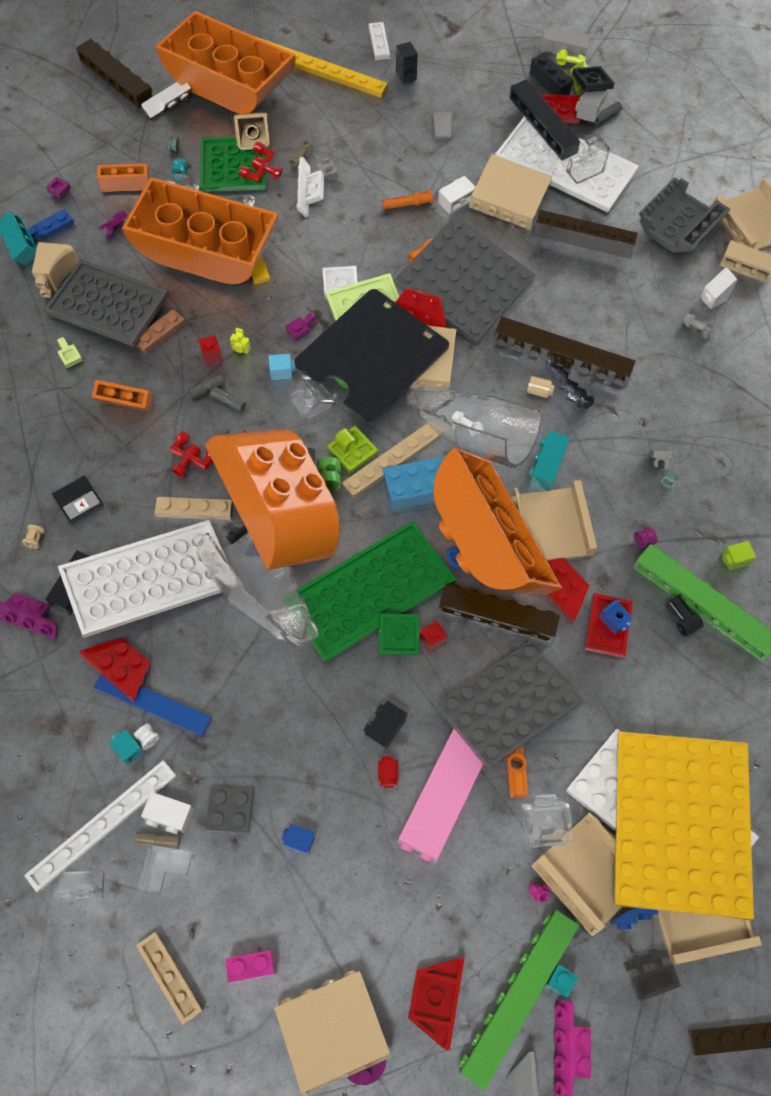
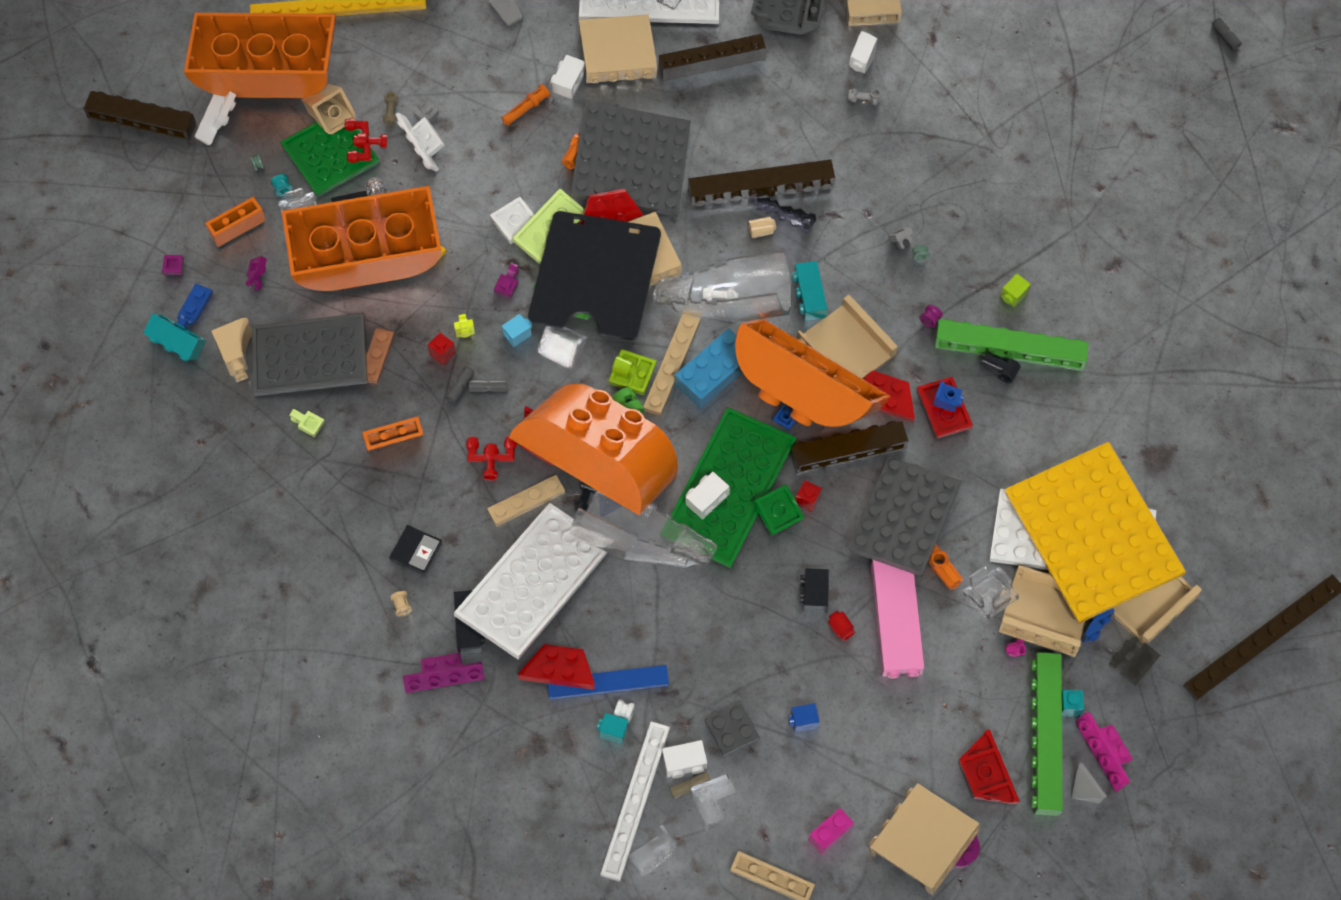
camera: 30 degrees left, 0 degrees up
(342, 586) = (707, 495): none -> white brick

